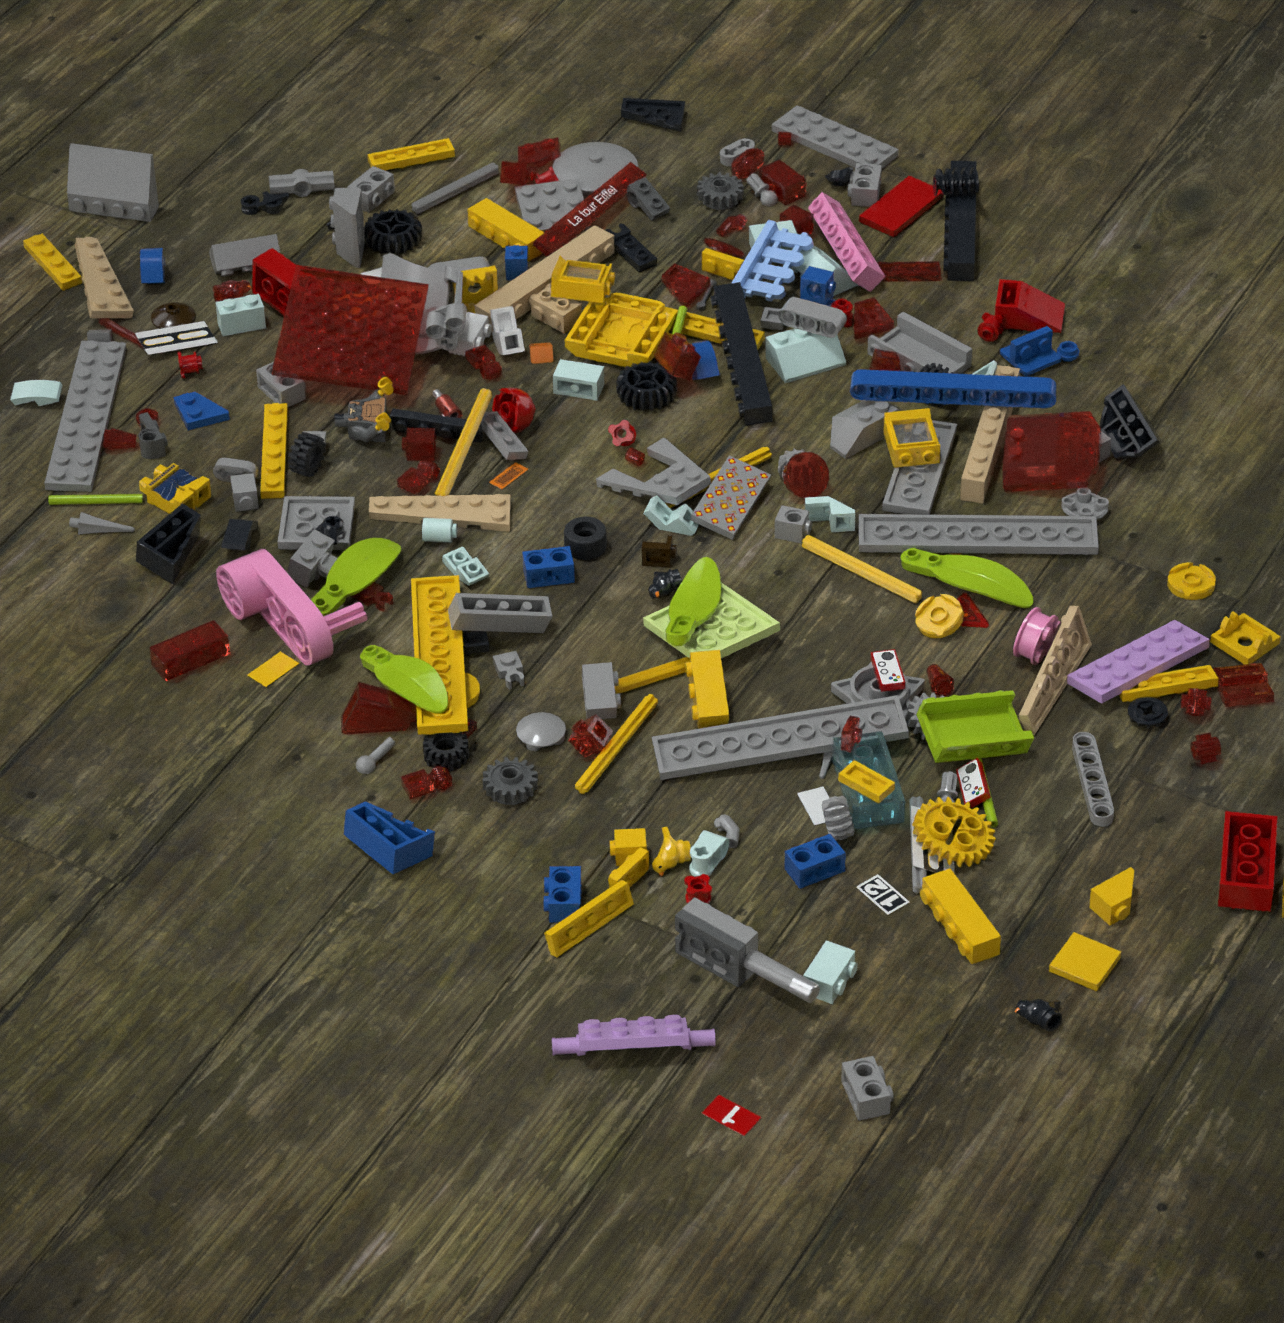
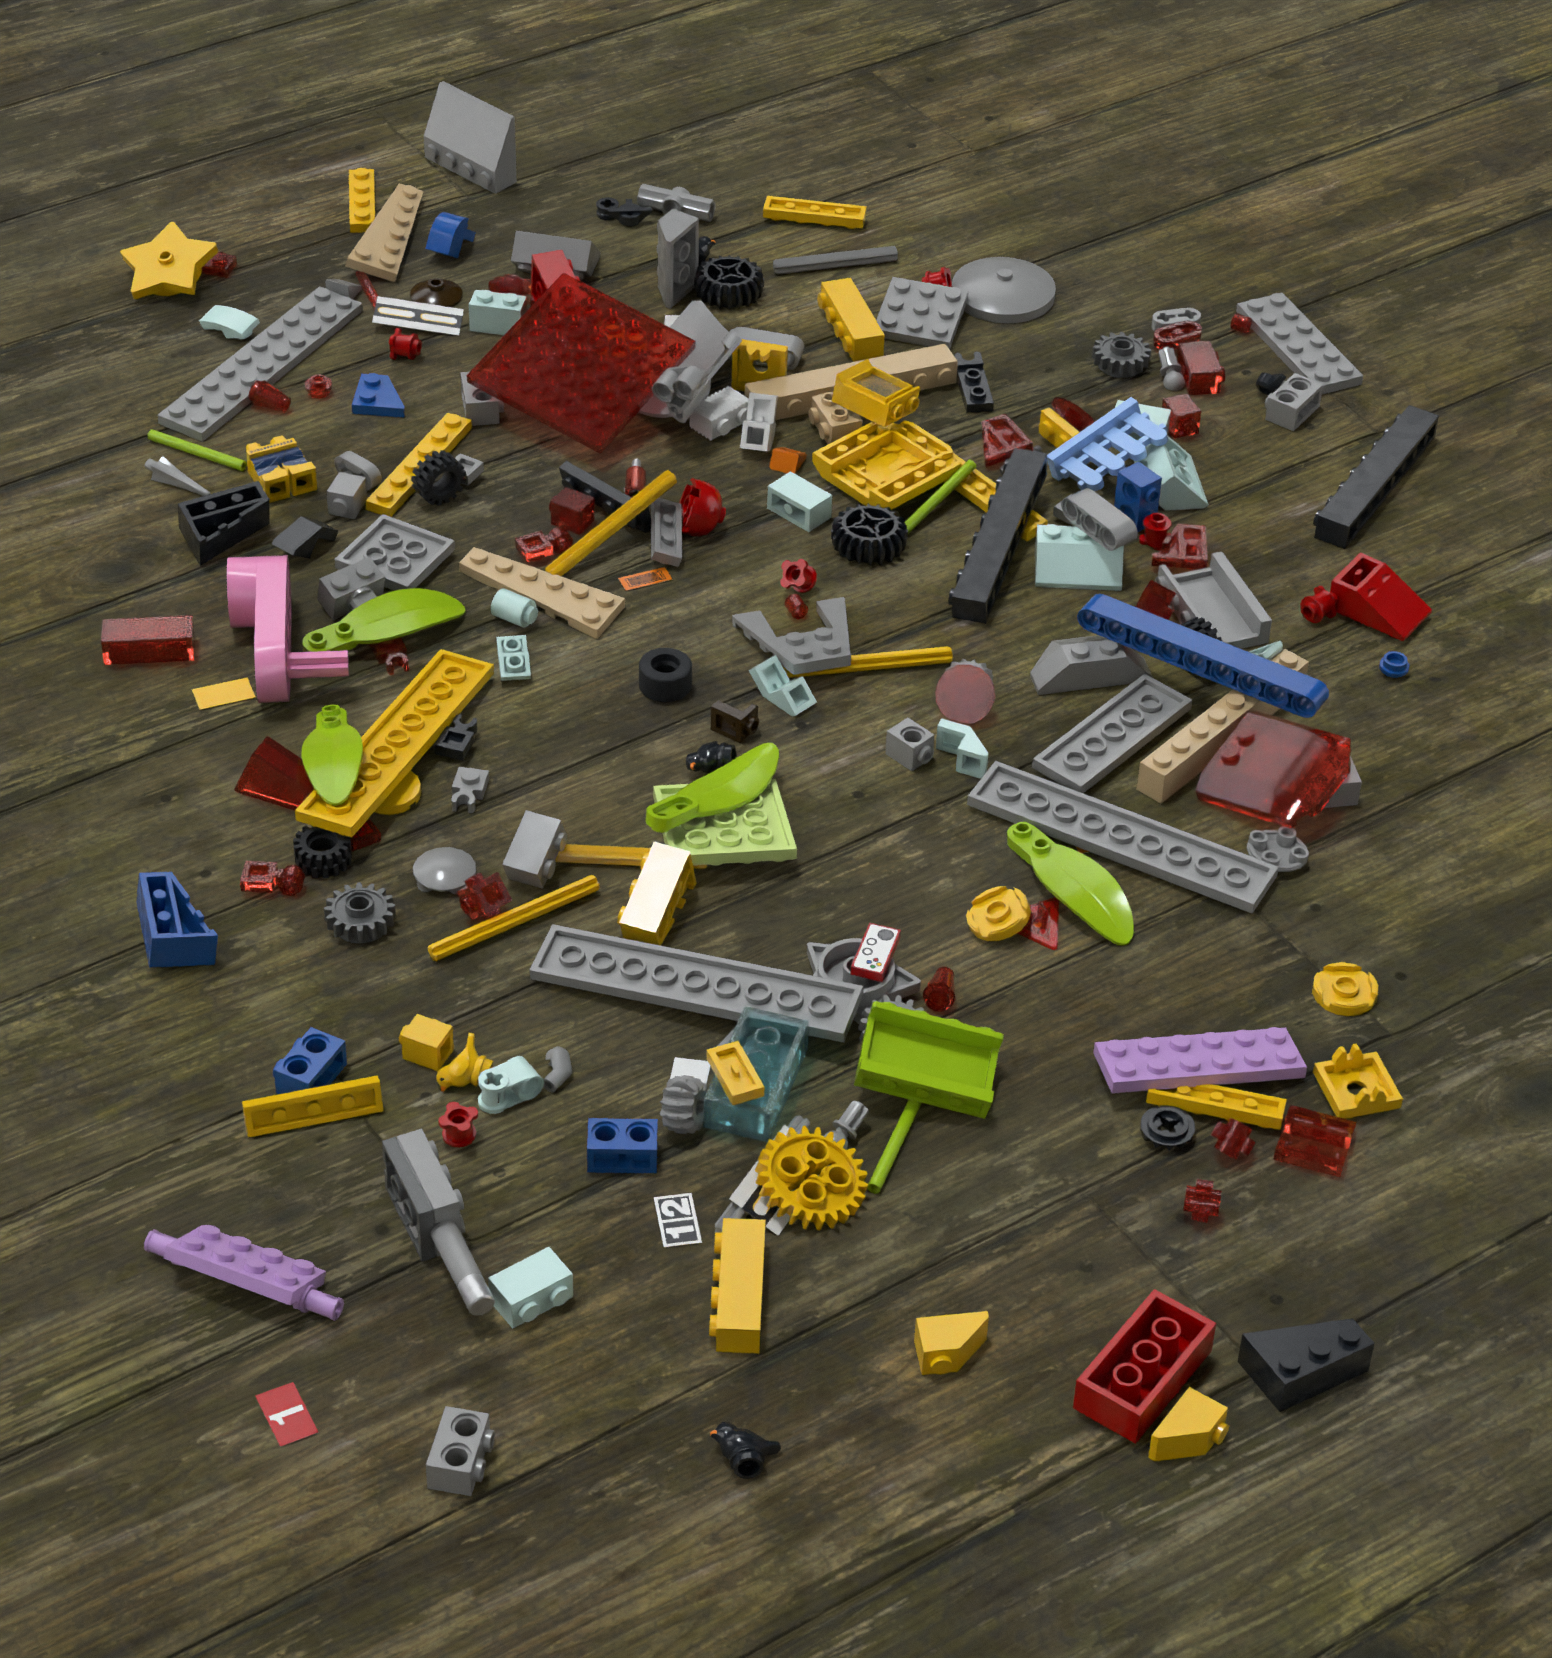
camera: 25 degrees right, 0 degrees up
(150, 439) = (300, 408): dark grey plate -> none
(331, 527) = (398, 563): black piece -> none
(367, 764) = (230, 833): light grey bar -> none
(368, 417) = (538, 461): torso -> none
(375, 187) = (742, 231): light grey brick -> none
(483, 358) = (714, 446): clear red plate -> none
(499, 613) = (491, 719): light grey brick -> none
(515, 261) = (832, 351): blue brick -> none
(518, 172) = (906, 262): clear red brick -> none
(540, 152) = (950, 253): clear red wing -> none
(548, 567) = (598, 691): blue brick -> none
(588, 210) = (957, 325): clear red tile -> none
(632, 869) = (404, 1070): yellow plate -> none
(644, 195) = (1032, 337): dark grey plate -> none
(655, 112) = (1116, 250): black wing -> none
(677, 355) = (917, 510): clear red brick -> none
(708, 364) = (949, 526): blue brick -> none
(730, 497) = (863, 688): light grey tile -> none
(731, 223) = (1107, 394): clear red arm -> none
(846, 242) = (1218, 454): bright pink brick -> none
(851, 734) = (760, 1008): clear red plate -> none
(862, 569) = (954, 826): yellow axle -> none
(900, 206) = (1320, 438): red tile -> none
(910, 271) = (1271, 511): clear red tile -> none
(911, 438) = (1118, 695): yellow window -> none
(955, 180) = (1388, 427): black piece -> none
(973, 783) = (884, 1129): tile -> none
(1032, 352) = (1347, 649): blue bracket -> none
(1036, 635) = (1088, 980): bright pink wheel -> none
(1062, 659) = (1111, 1014): tan wing -> none
(1085, 961) = (852, 1407): yellow tile -> none
(1092, 787) = (1036, 1194): light grey beam -> none
(1127, 425) = (1398, 774): black wedge -> none

